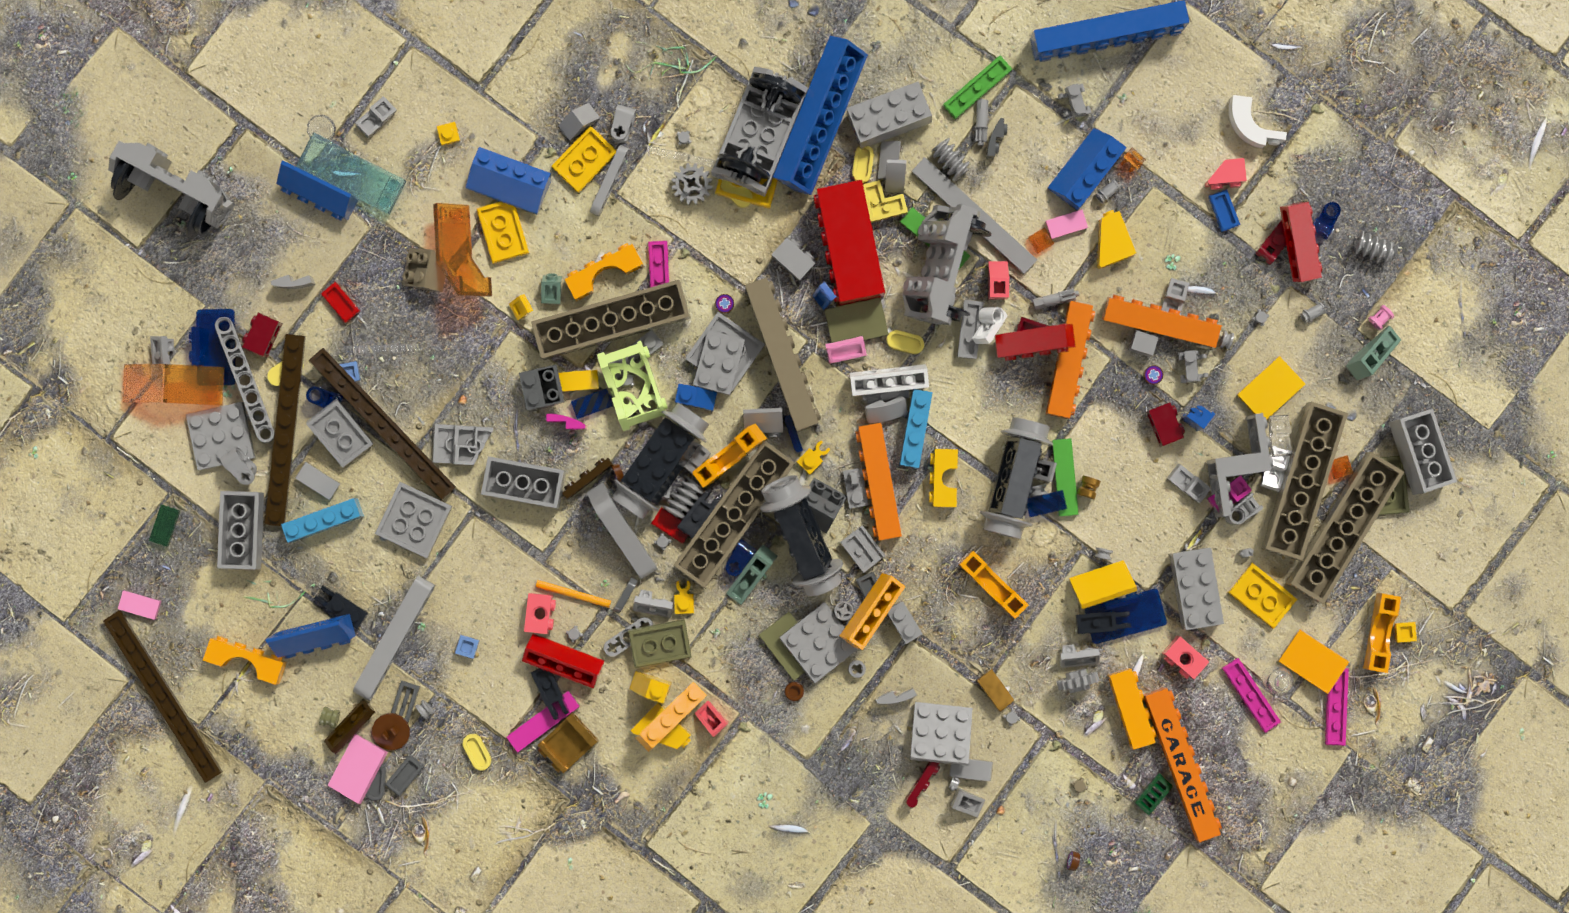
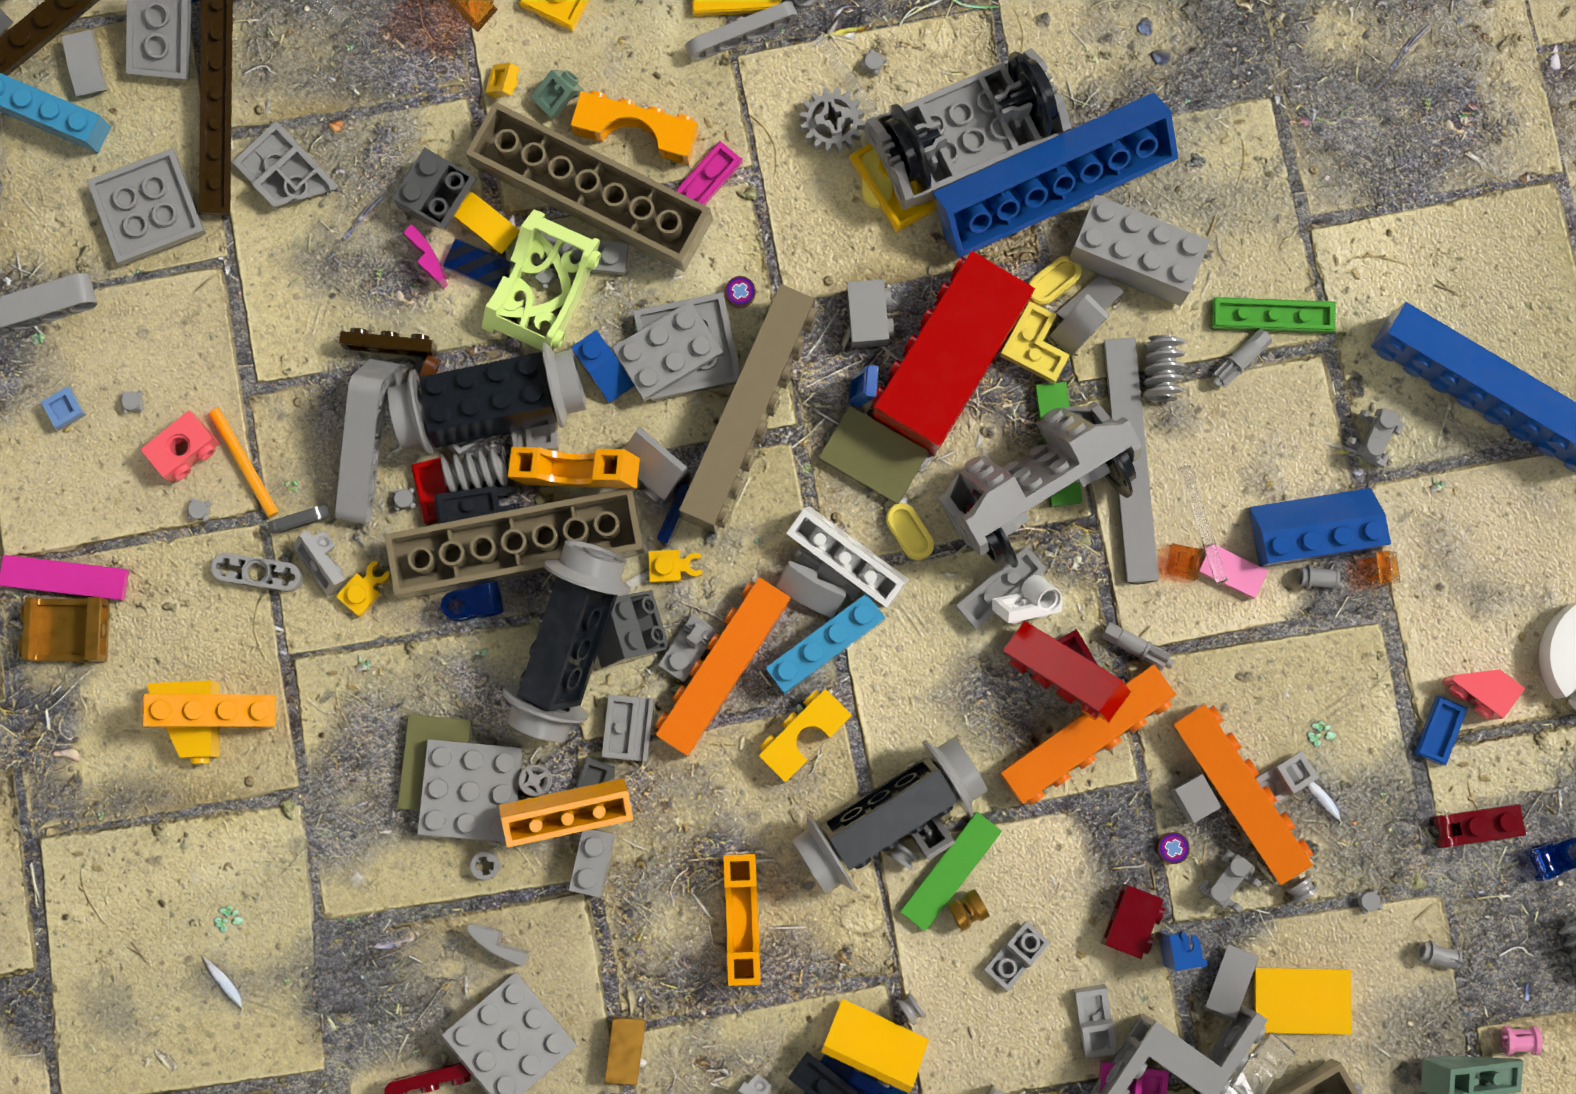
camera: 40 degrees right, 5 degrees down
(495, 614) = (132, 401): none -> light grey piece
(523, 482) = (308, 278): light grey brick -> none
(549, 691) = (104, 548): black hinge -> none
(563, 660) = (152, 527): red brick -> none
(650, 687) = (222, 657): yellow slope -> none
(659, 643) = (283, 614): olive tile -> none
(711, 718) = (257, 761): coral slope -> none
(751, 574) = (470, 634): sand green slope -> none
(794, 691) = (386, 821): reddish brown tile -> none
(846, 349) = (830, 475): bright pink tile -> none
(997, 134) = (1245, 390): dark grey slope -> none
(998, 280) = (1088, 561): coral slope -> none
(1033, 215) = (1203, 524): none -> clear bar
(1046, 503) = (898, 881): clear blue tile -> none
(1113, 240) = (1272, 642): yellow slope -> none
(1128, 488) = (1015, 956): none -> light grey slope
(1233, 410) = (1231, 982): none -> light grey slope
(1301, 241) = (1504, 854): brick -> none

